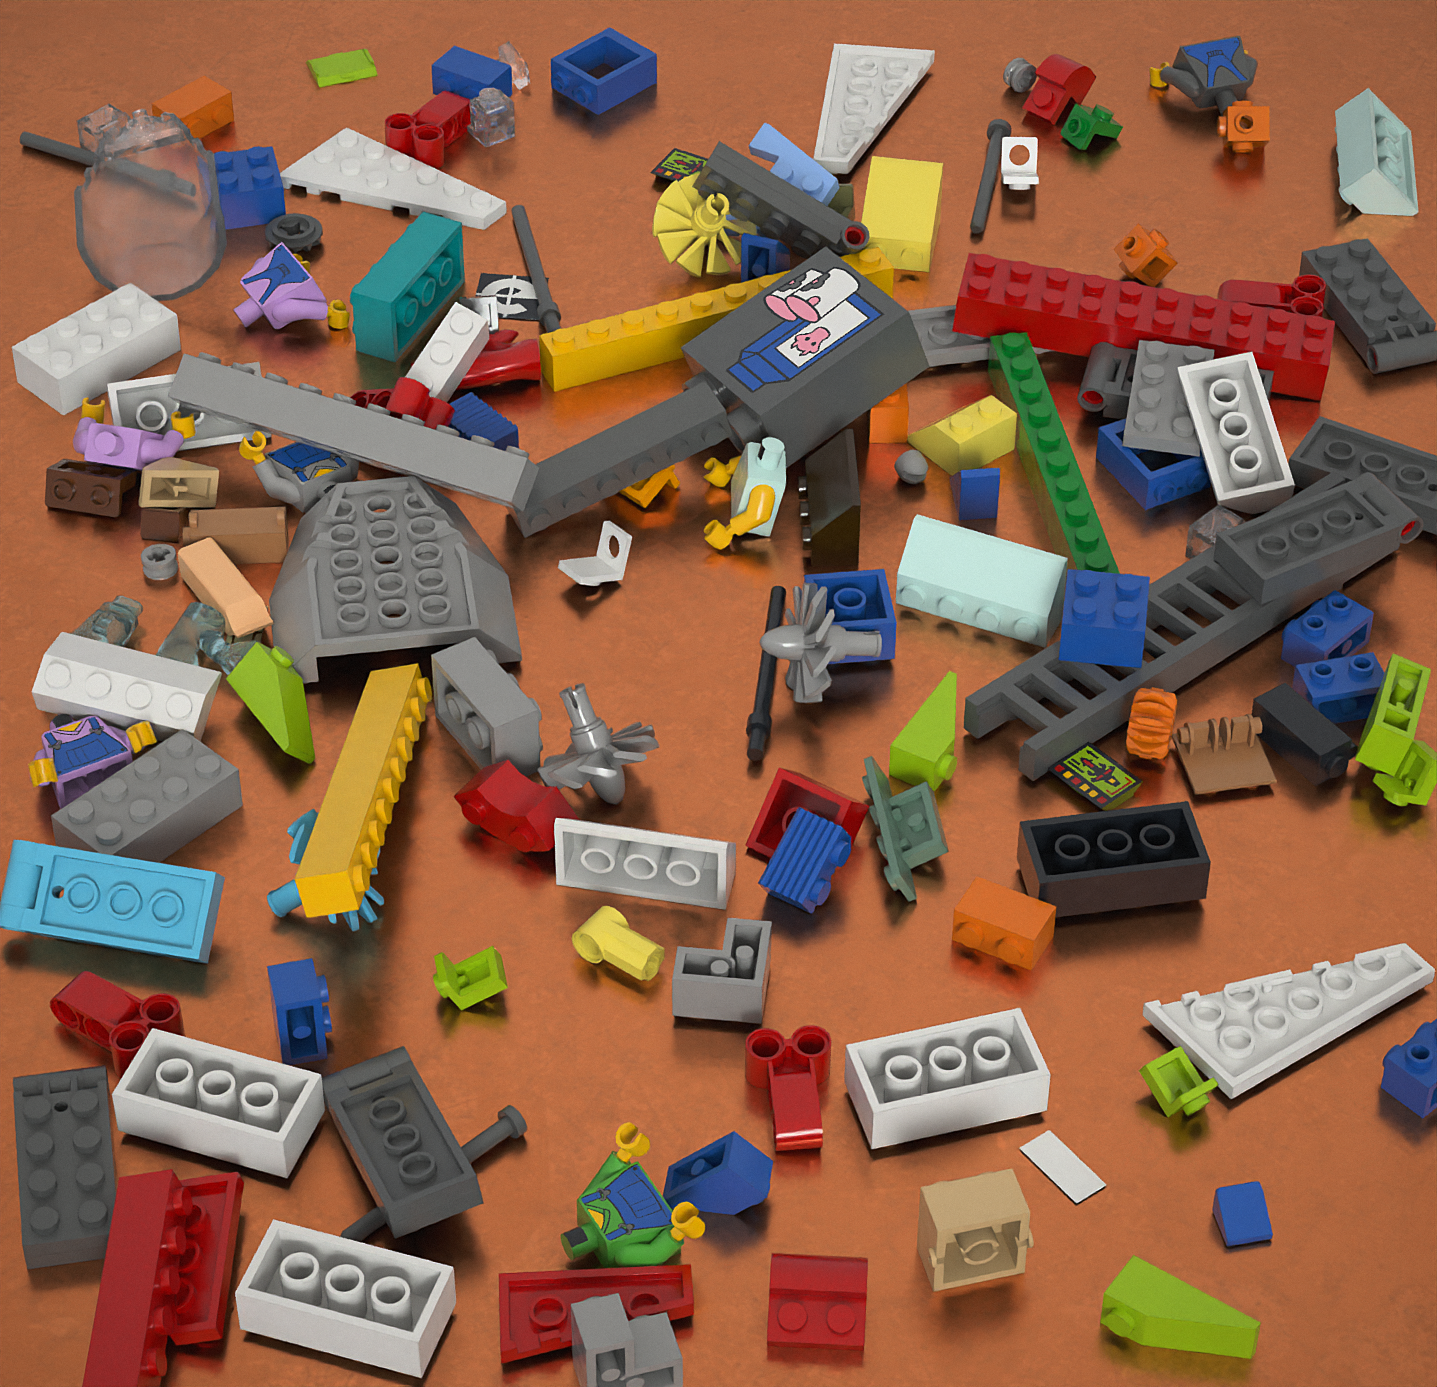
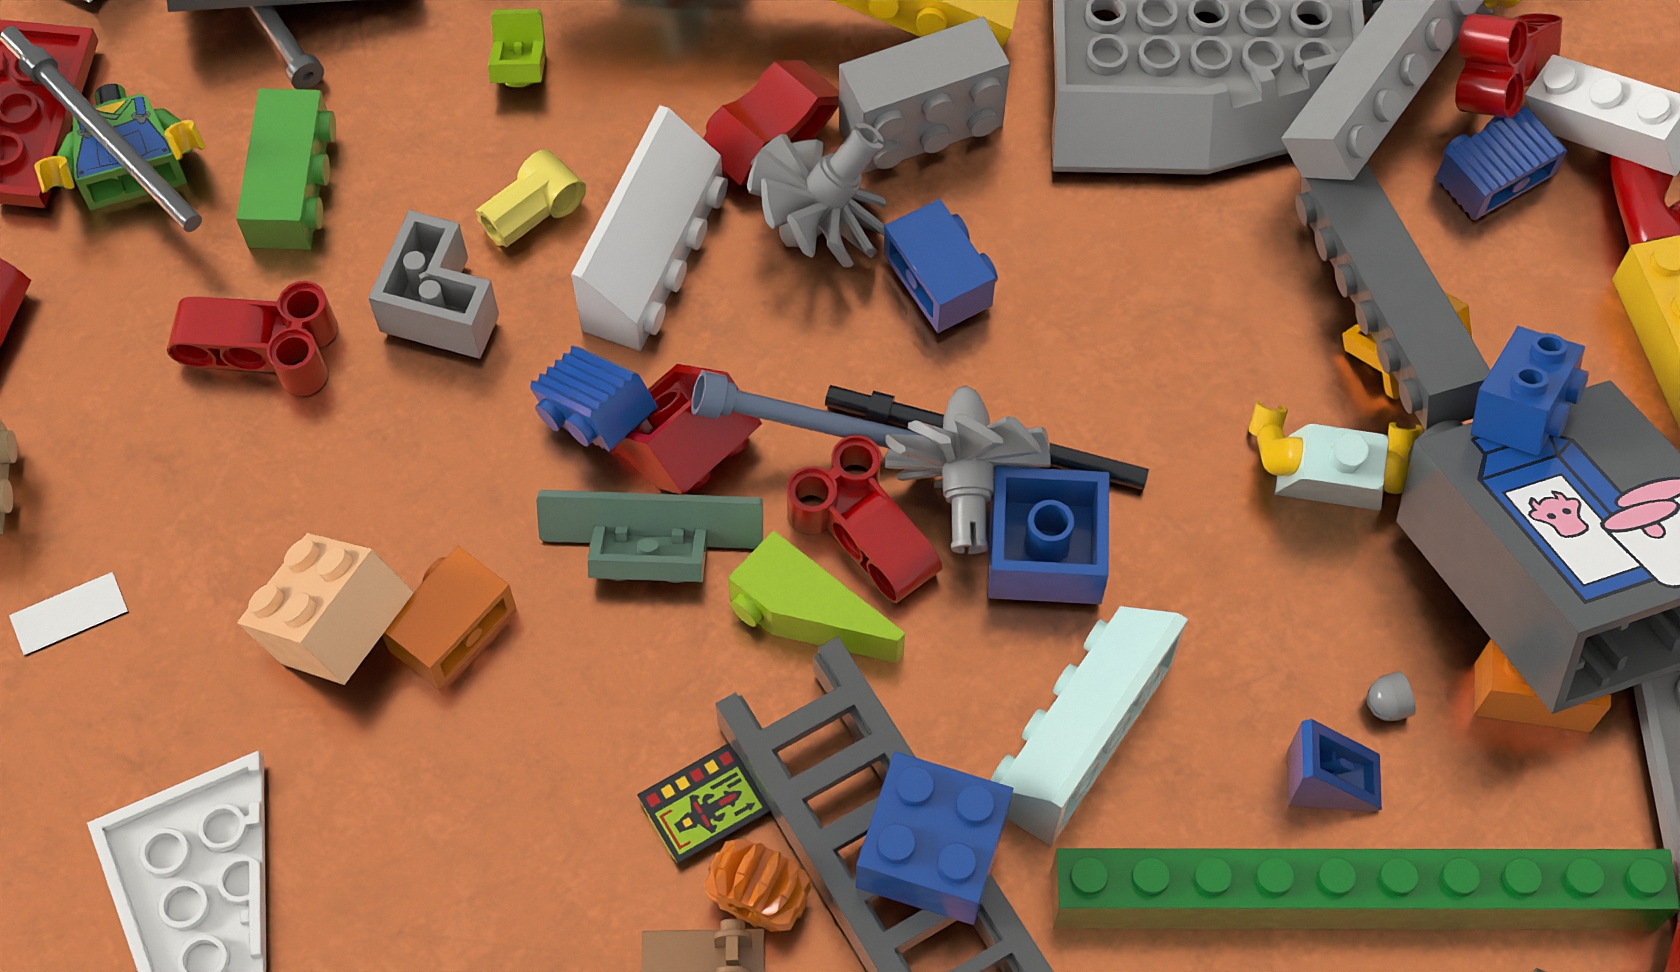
camera: 100 degrees right, 20 degrees up
(570, 1269) = (44, 70): none -> dark grey bar
(595, 1104) = (285, 169): none -> bright green brick
(603, 566) = (1210, 260): white bracket -> none
(637, 692) = (940, 265): none -> blue brick
(720, 1177) = (141, 247): blue slope -> none
(721, 359) = (1530, 391): none -> blue brick
(807, 759) = (718, 397): none -> sand blue piece
(831, 503) = (1296, 563): dark brown slope -> none
(854, 719) = (863, 519): none -> red piece
(946, 1078) = (198, 489): white brick -> none
(968, 436) = (1462, 783): light yellow slope -> none
(1028, 970) = (325, 607): none -> light nougat brick
(1114, 859) = (505, 768): black brick -> none
(1177, 1083) = (118, 763): lime bracket -> none

